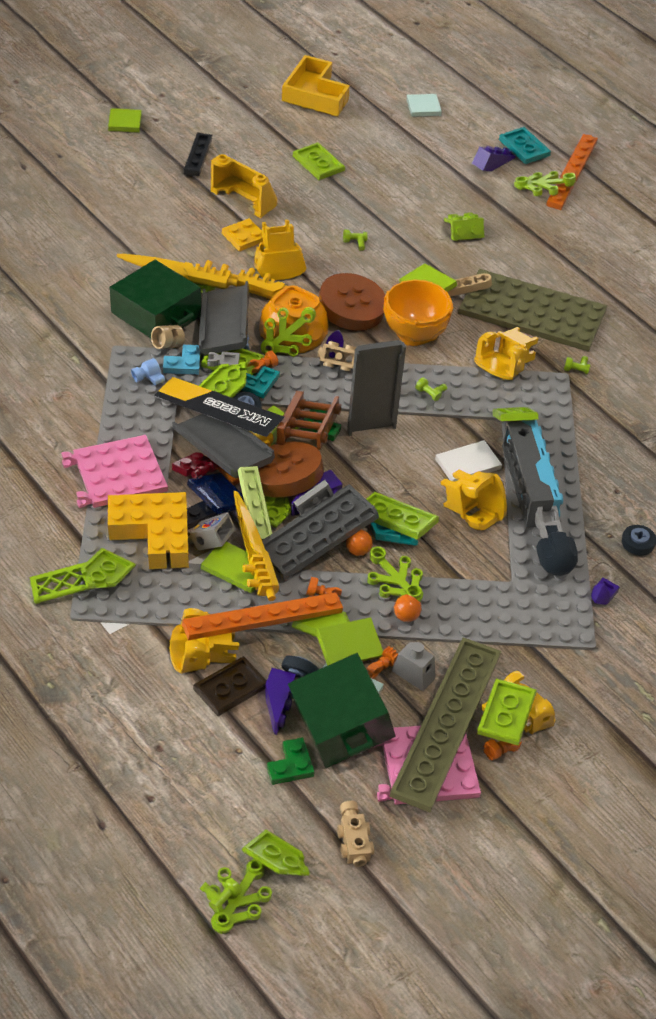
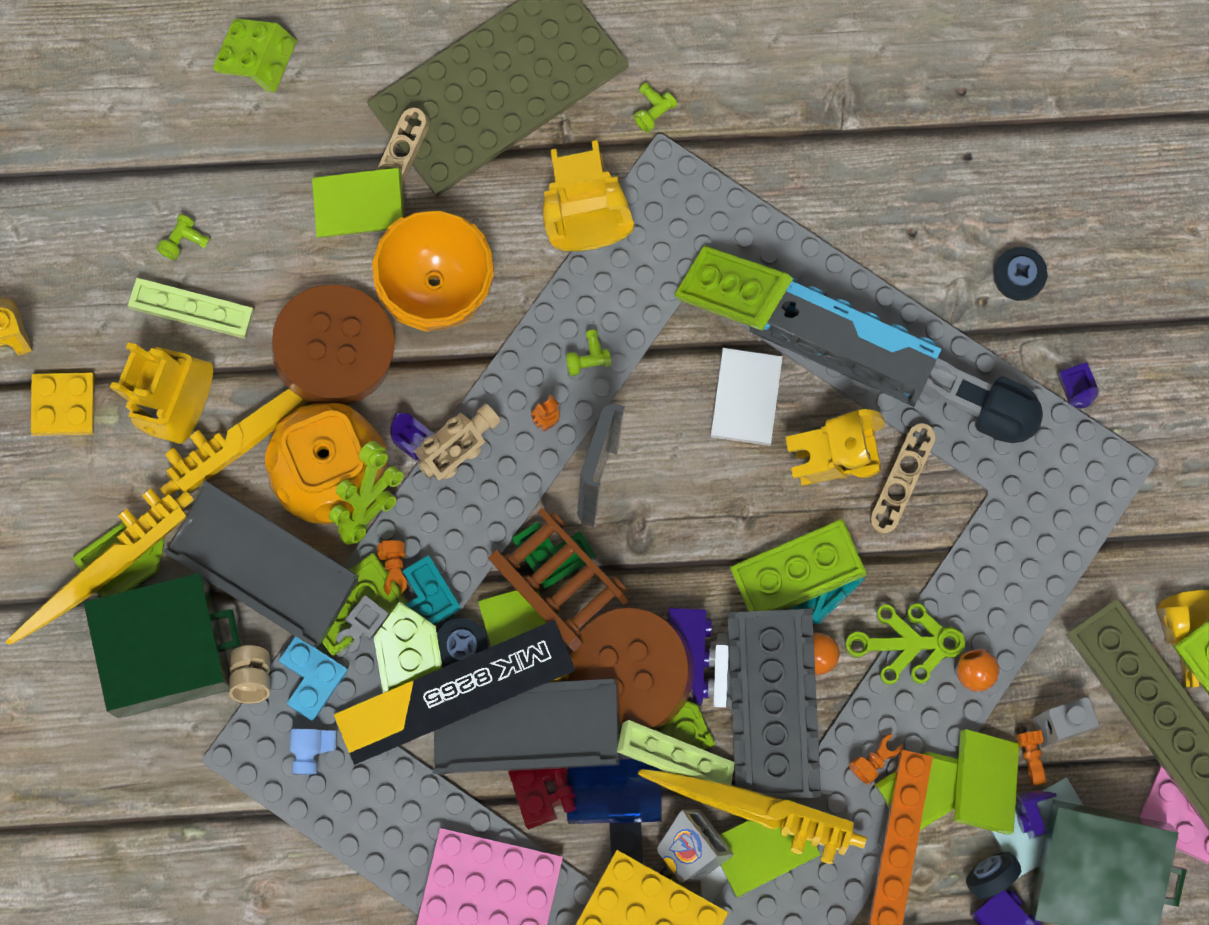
camera: 60 degrees left, 30 degrees up
(325, 252) = (191, 308): none -> yellowish green plate
(482, 535) = (901, 478): none -> tan beam

